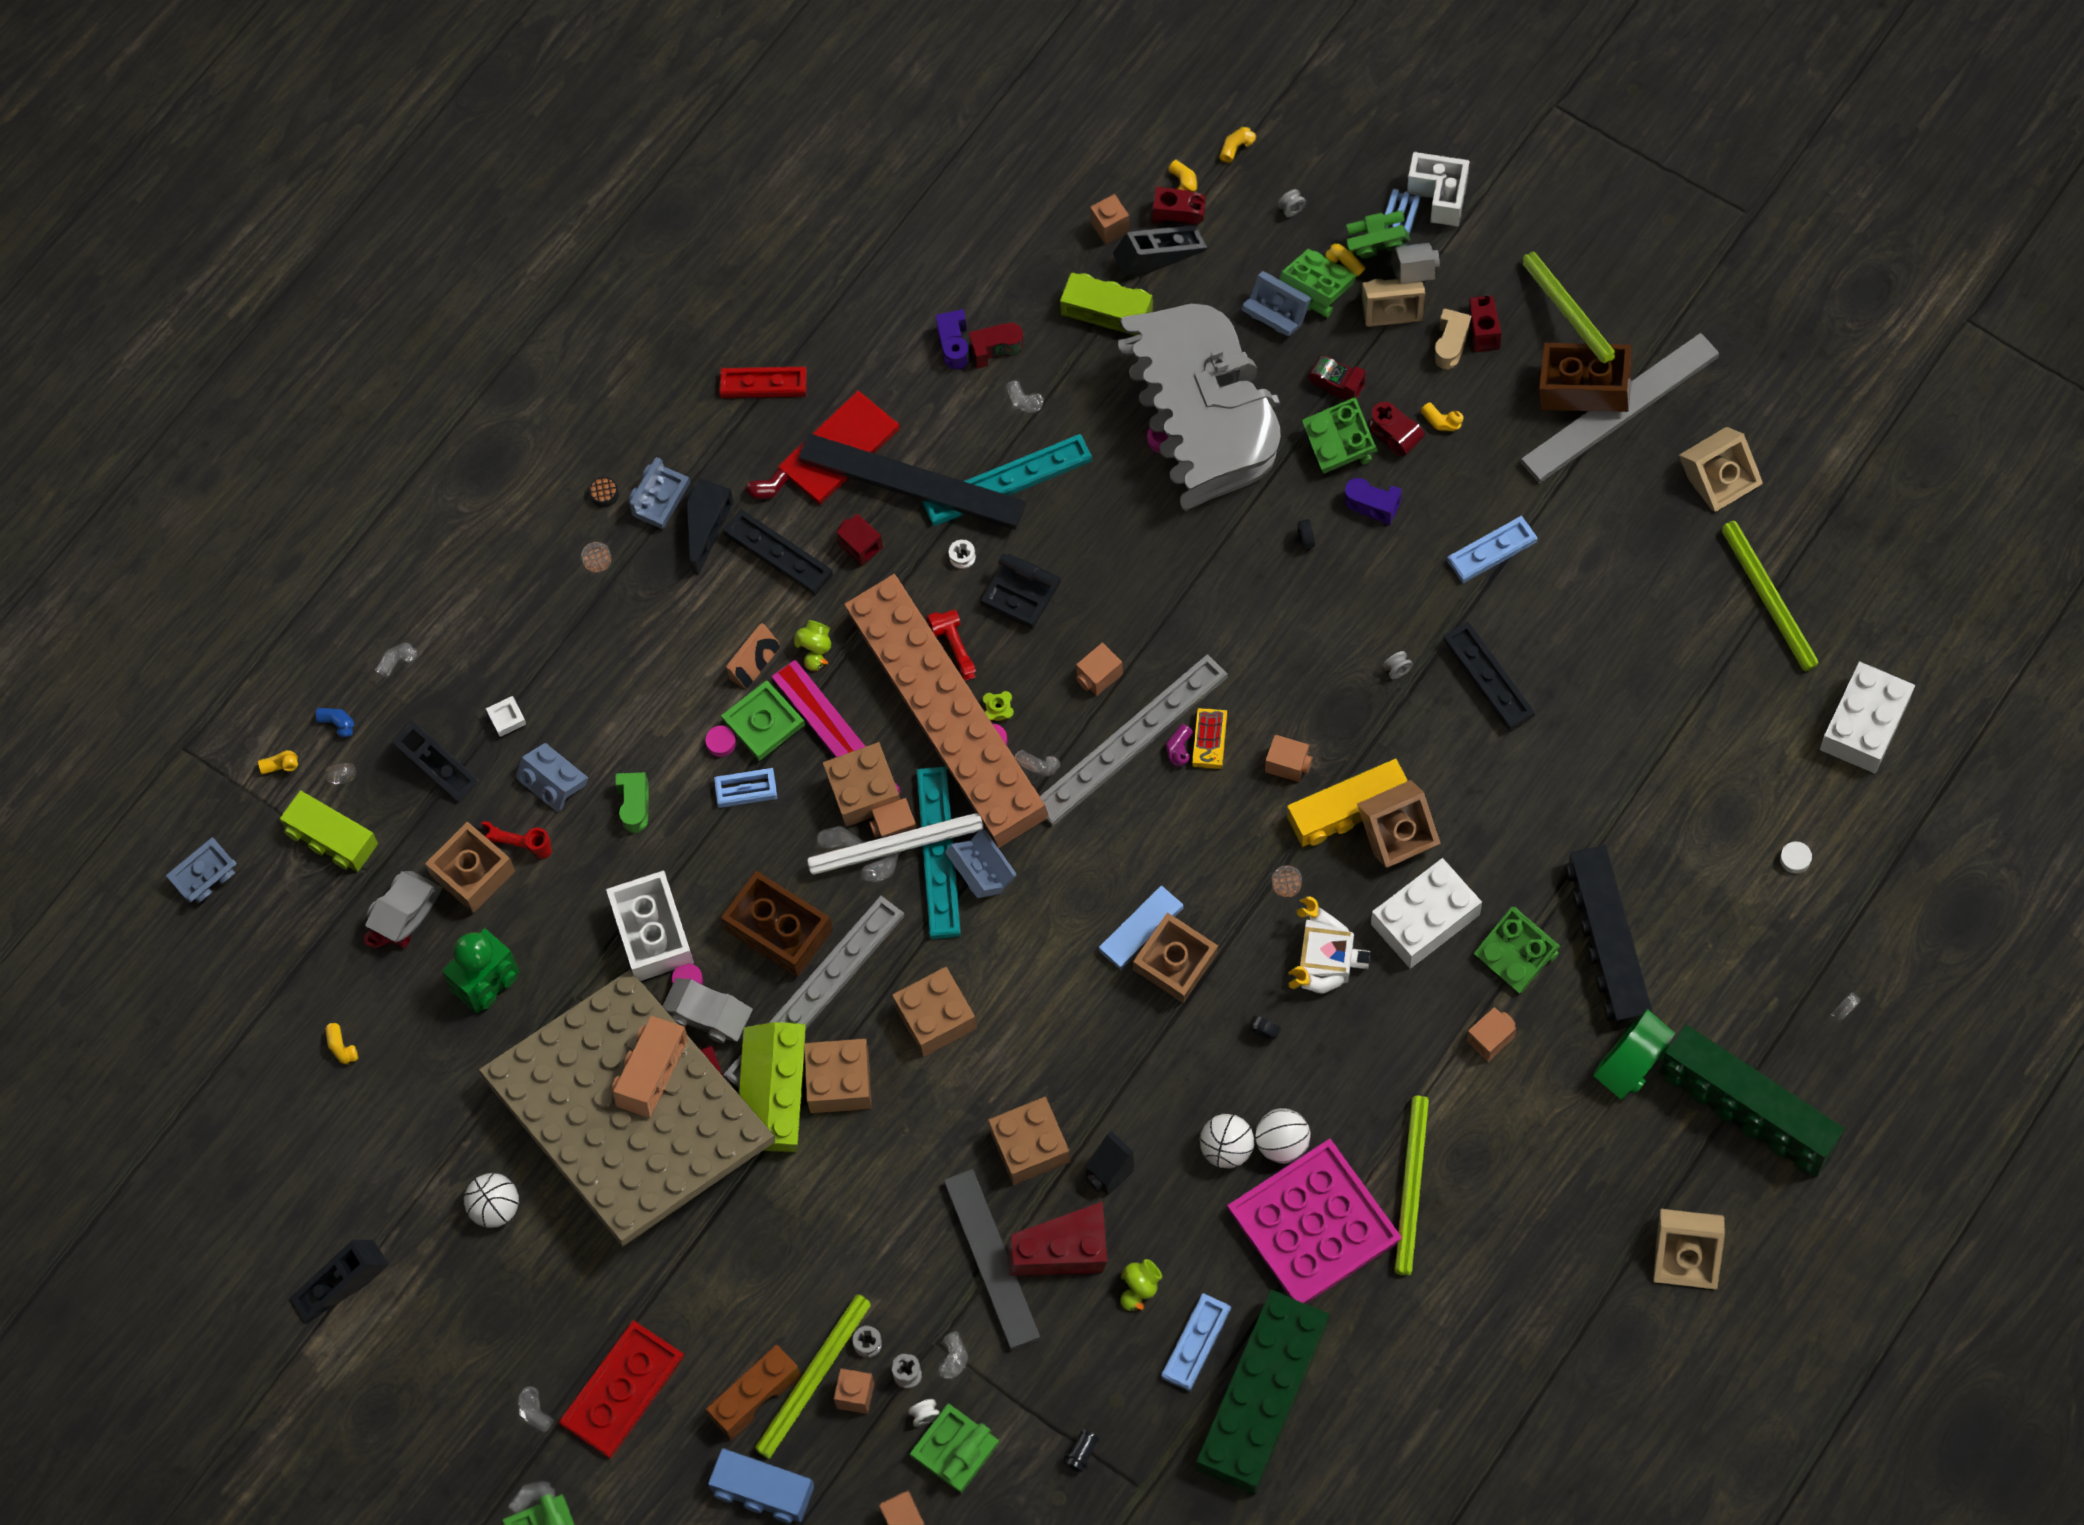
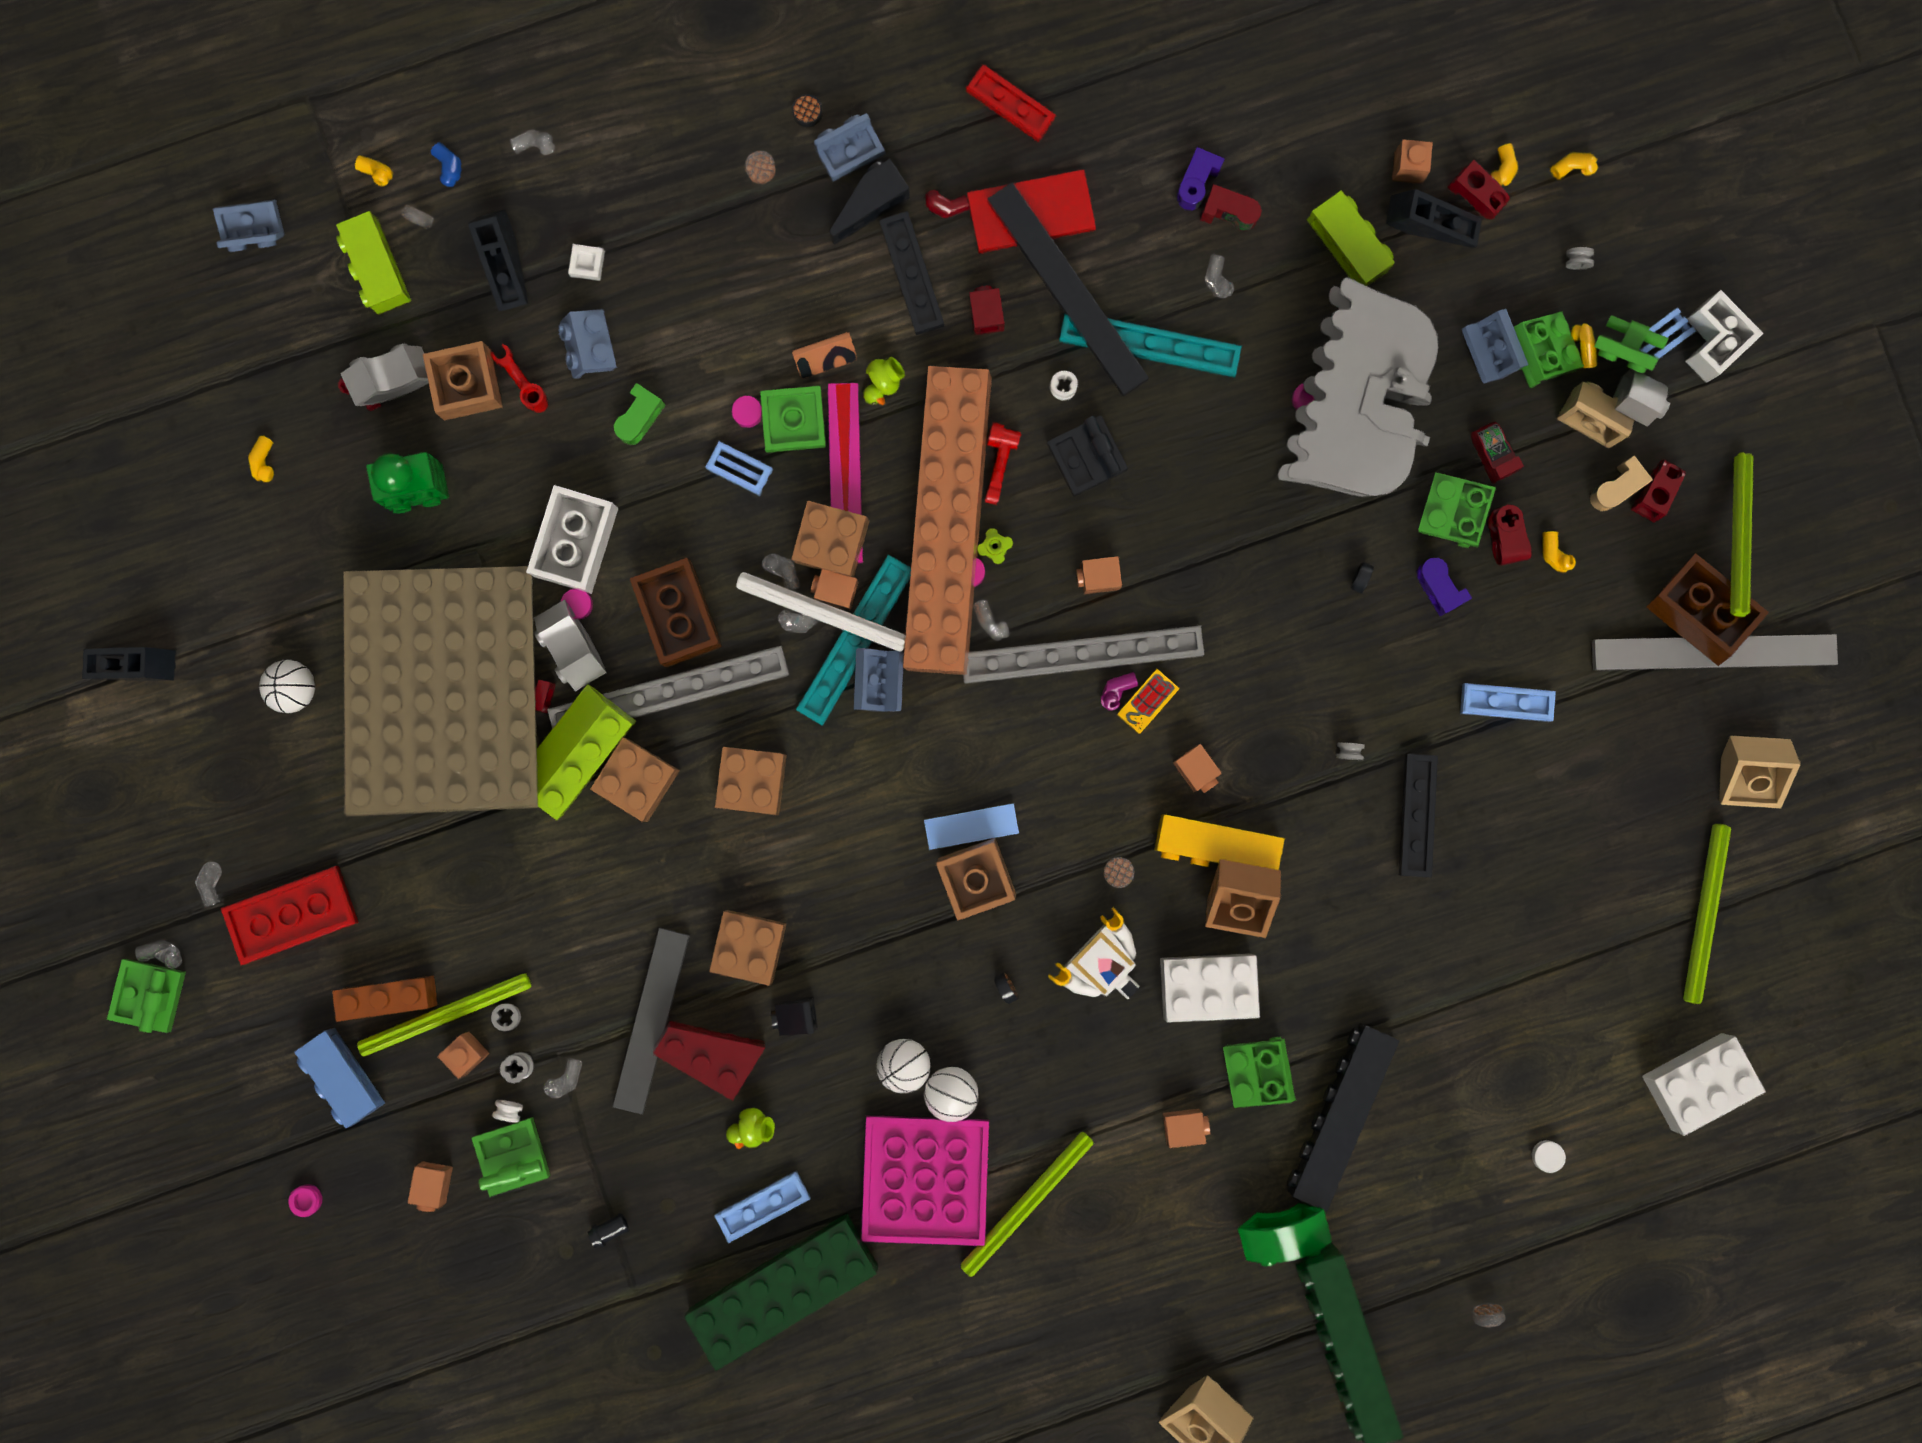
camera: 30 degrees right, 20 degrees up
(649, 1066) = (474, 674): nougat brick -> none

